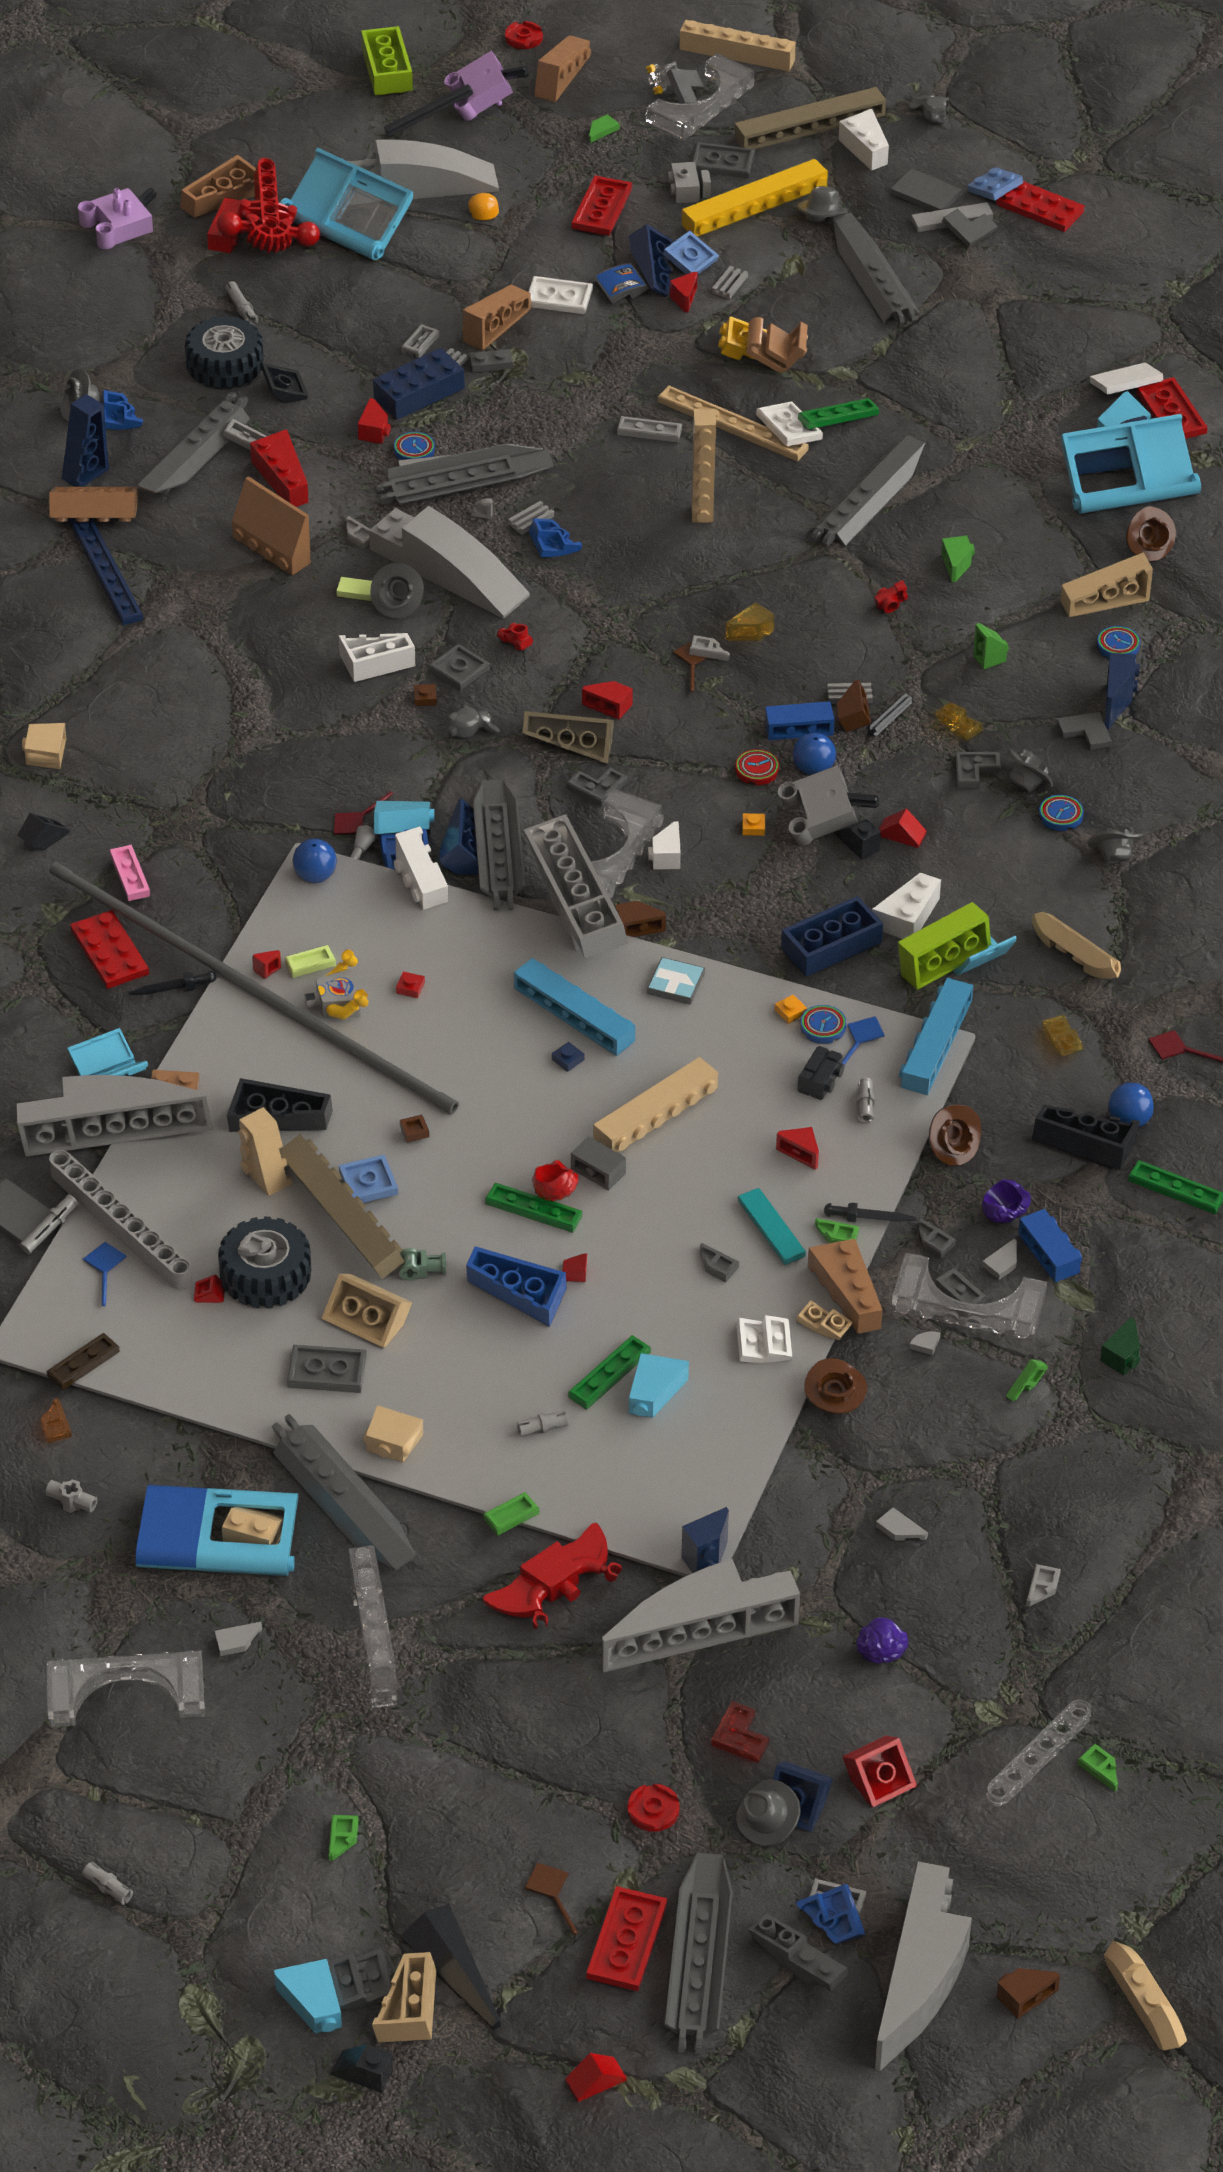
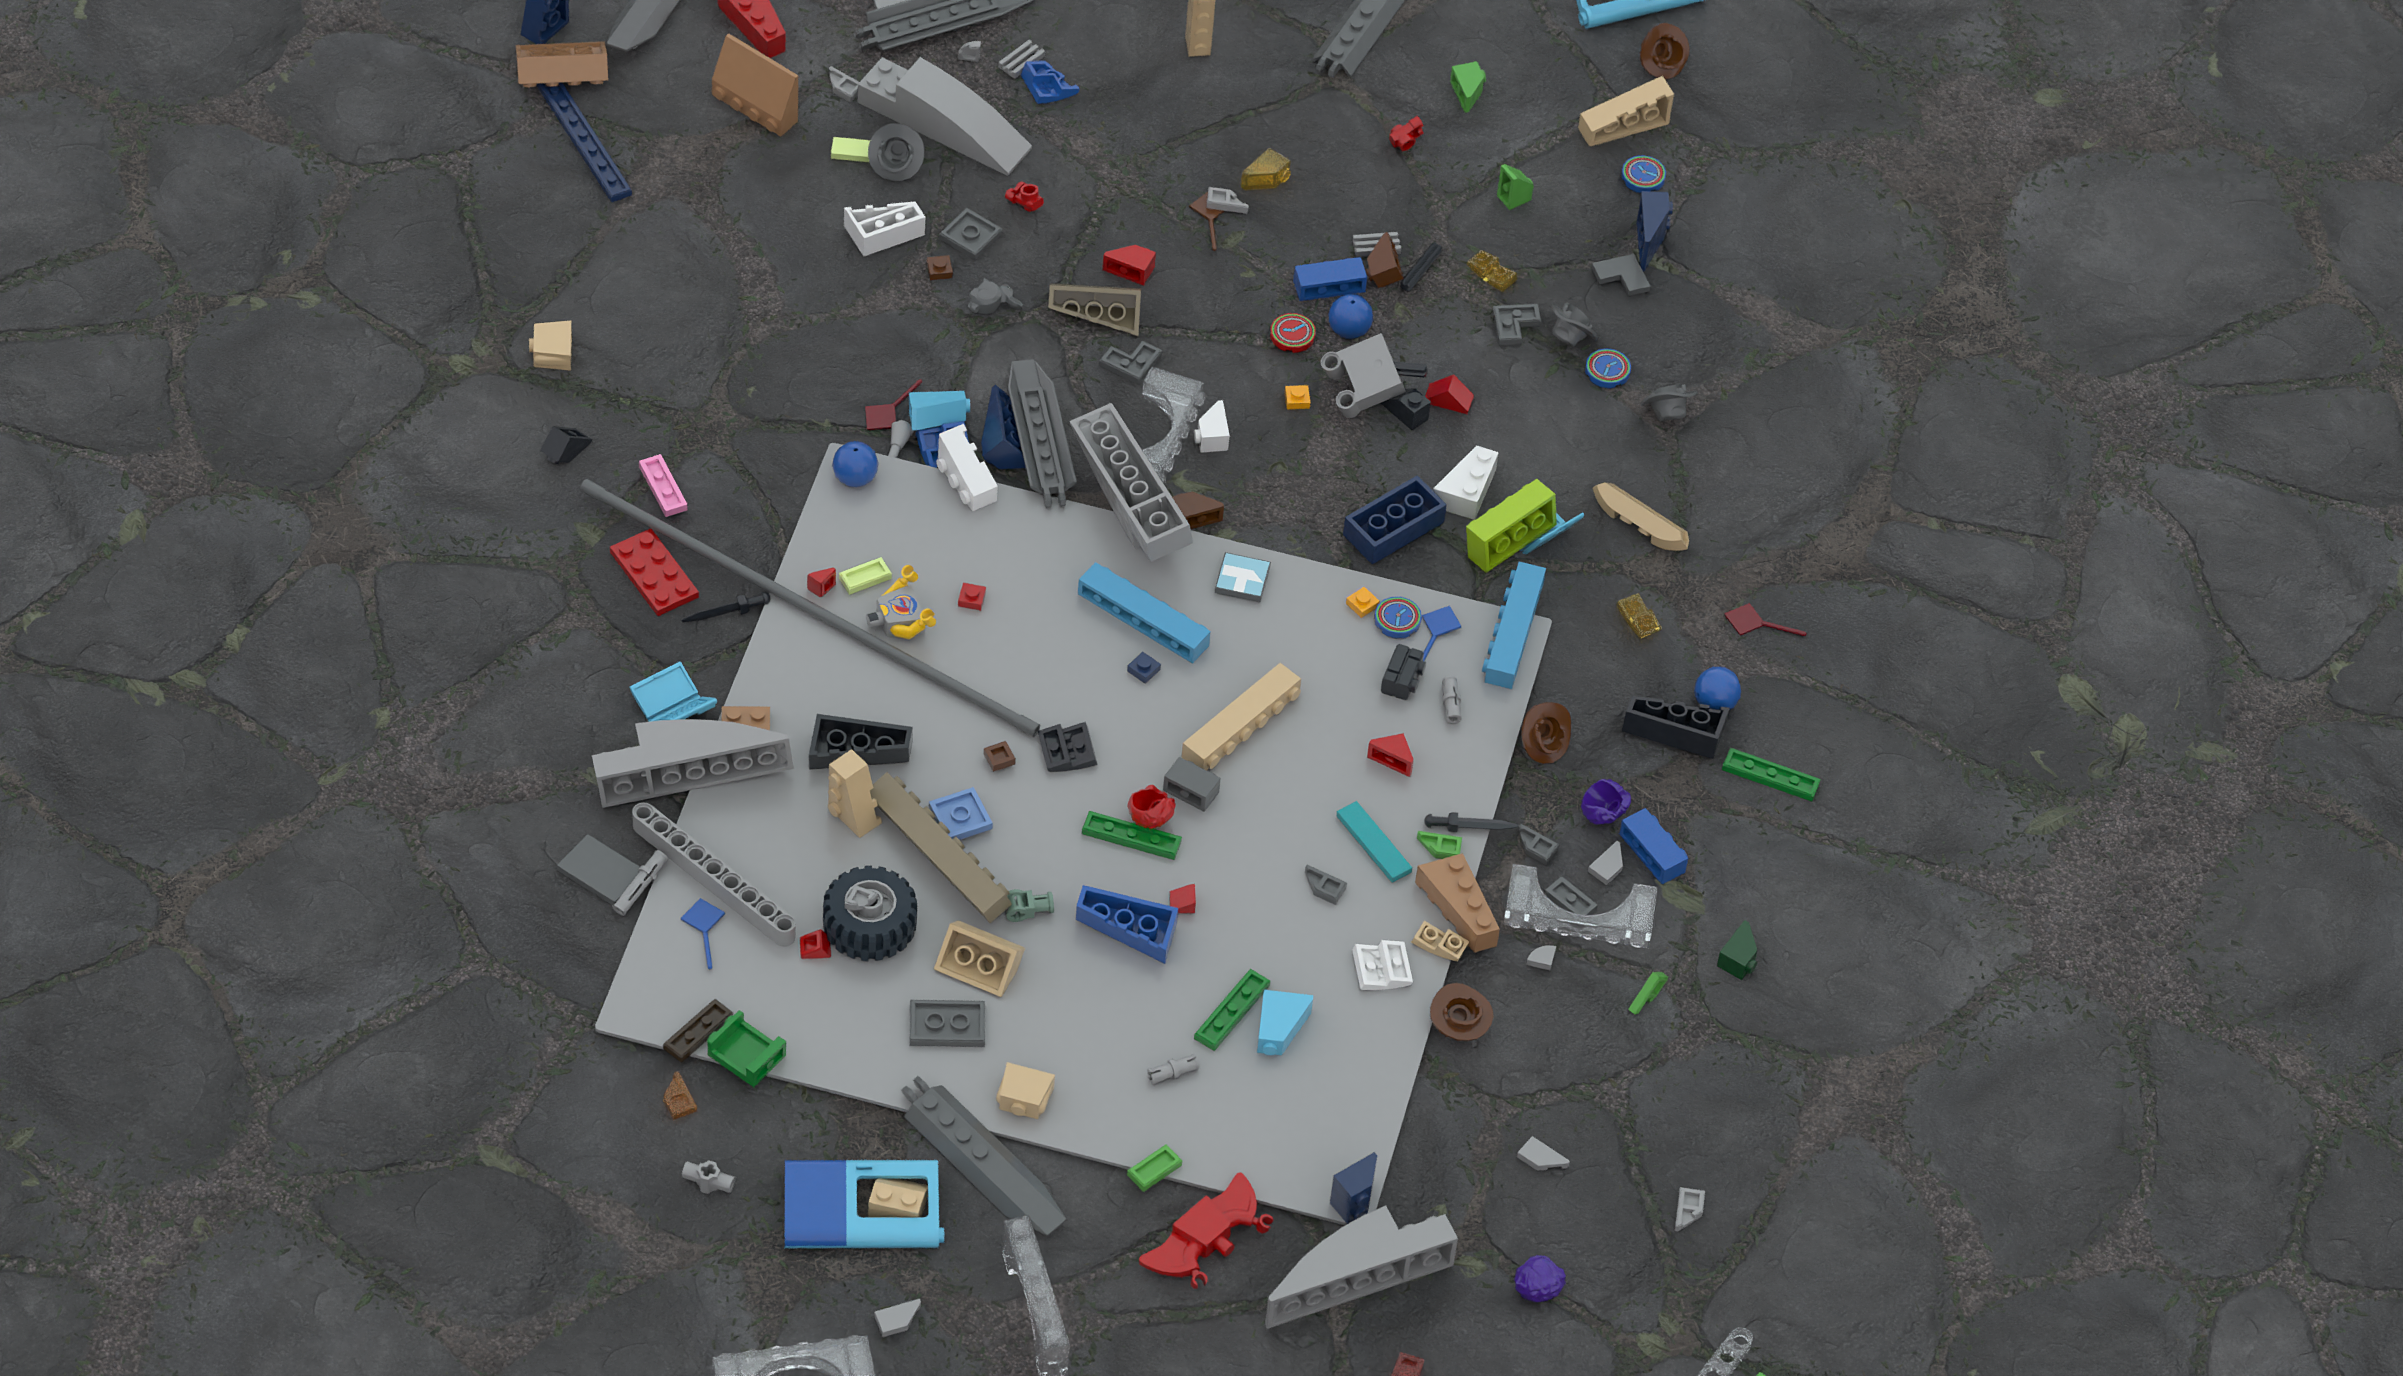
camera: 10 degrees left, 5 degrees up
(125, 1380) = (745, 1049): none -> green panel
(482, 1125) = (1067, 747): none -> black slope

